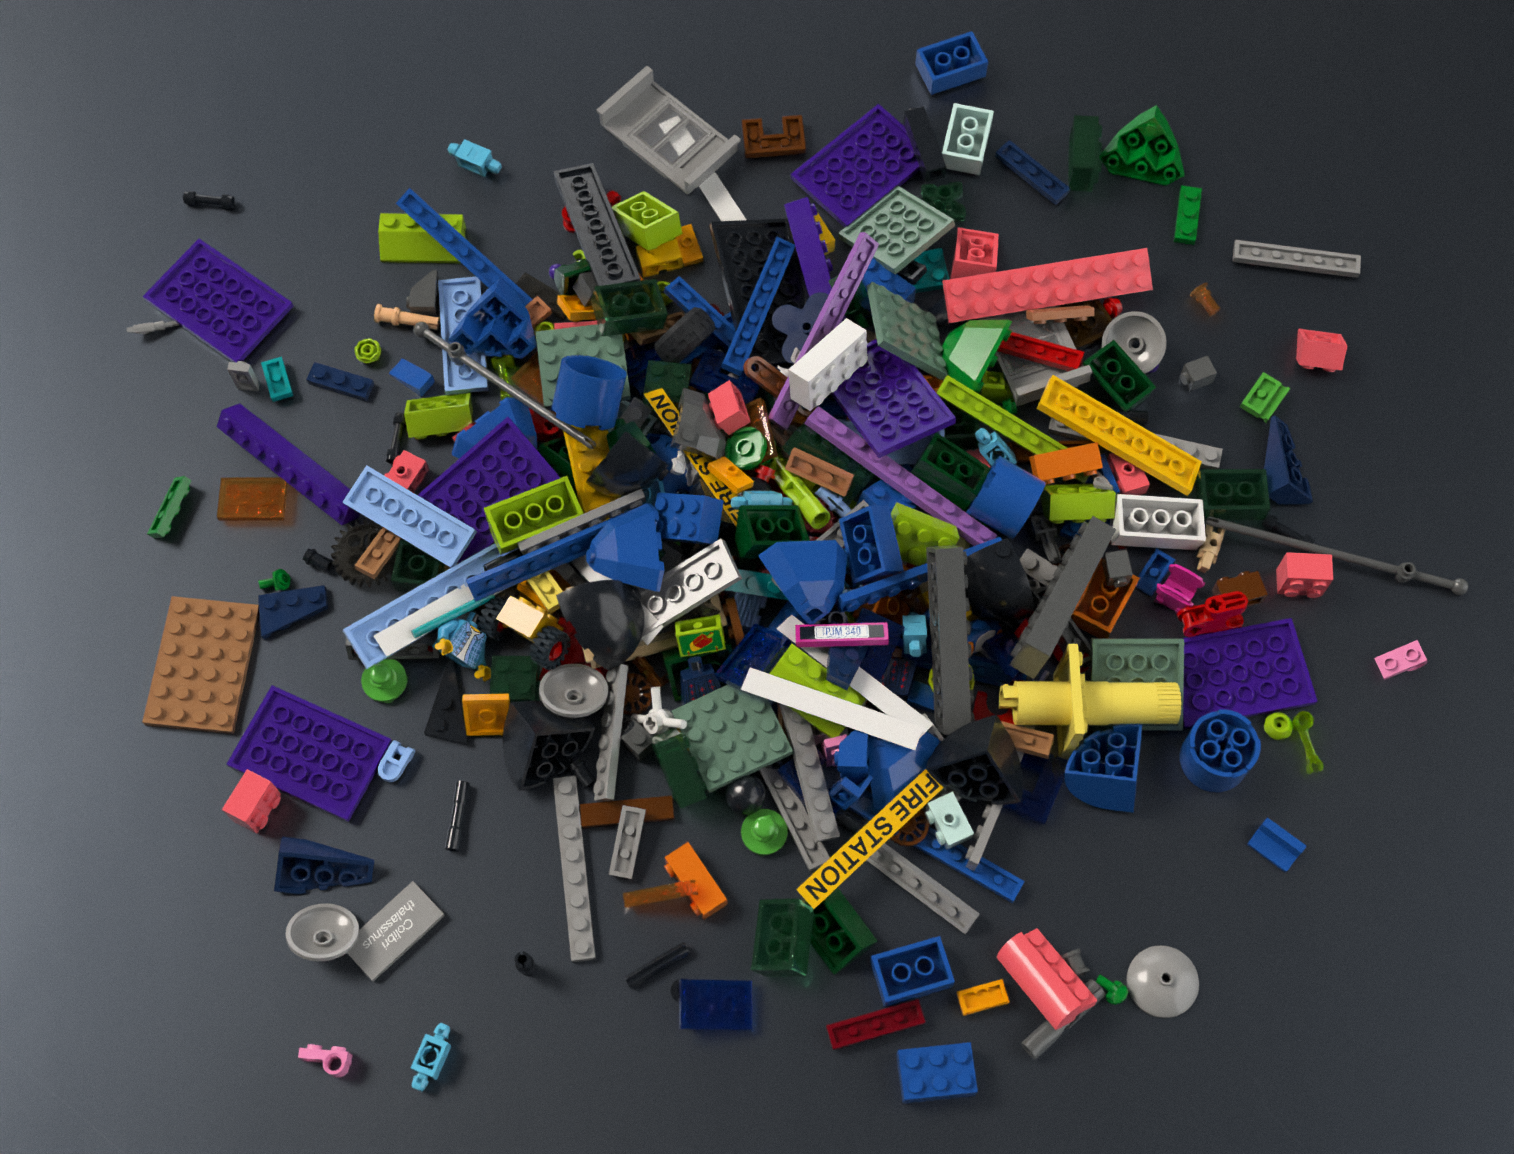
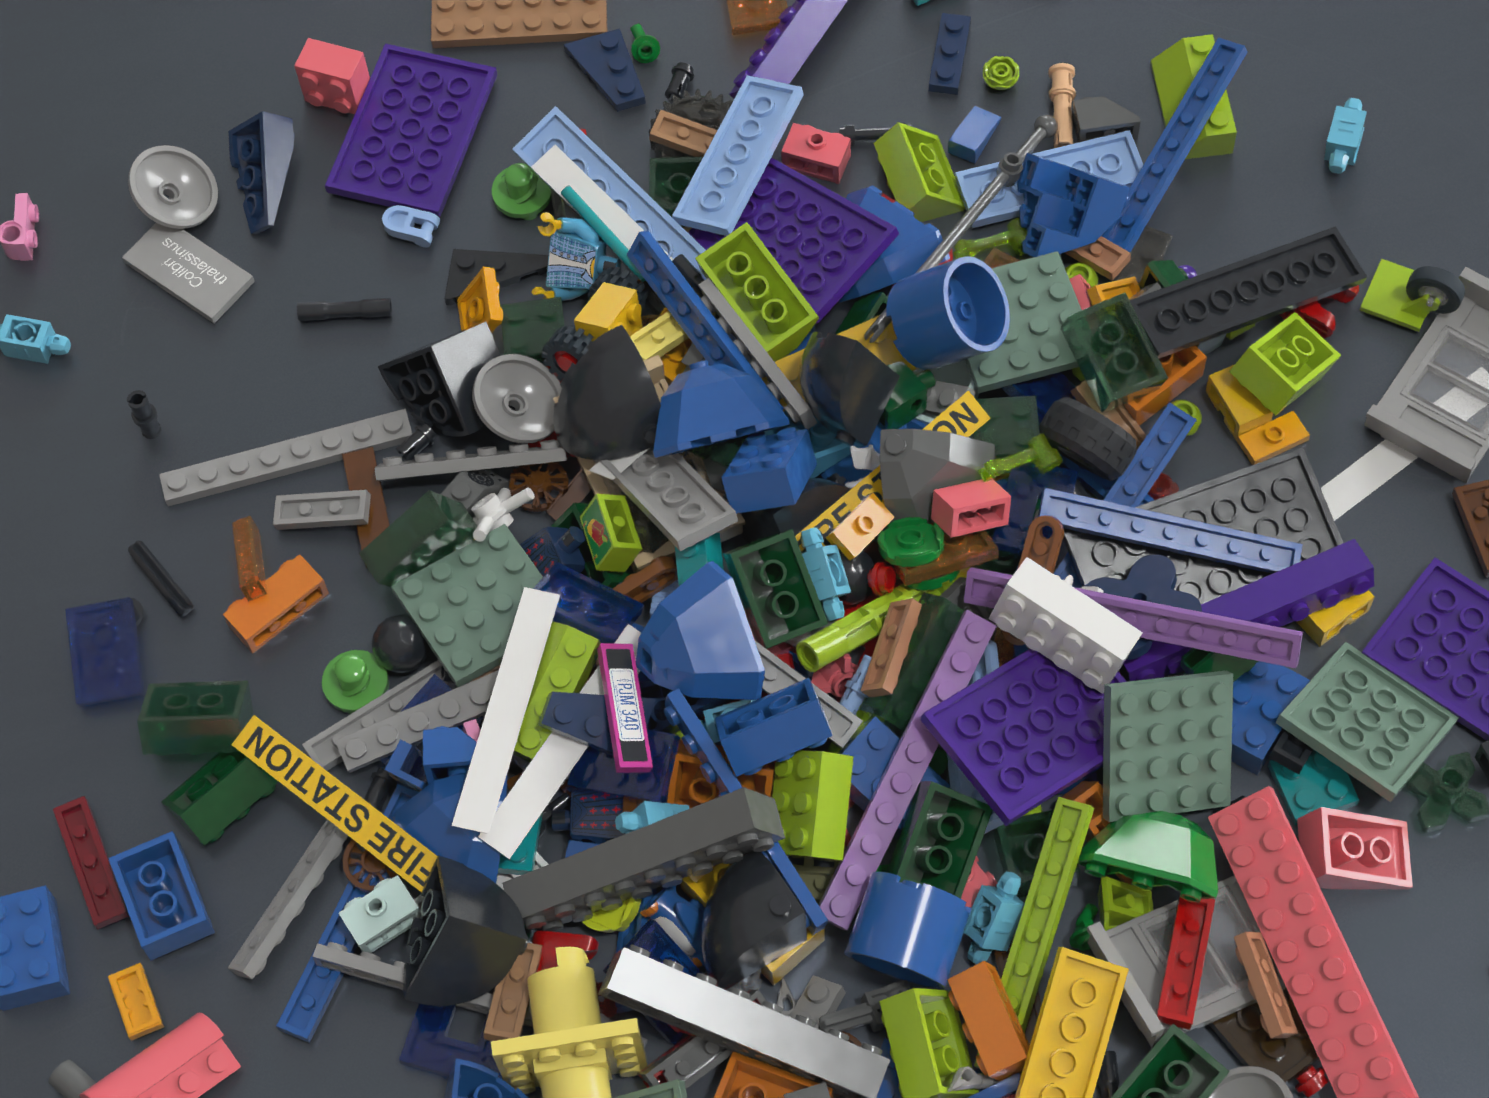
camera: 85 degrees right, 5 degrees down
(603, 145) = (1410, 295): none -> lime plate
(696, 362) = (1038, 452): none -> clear neon green brick

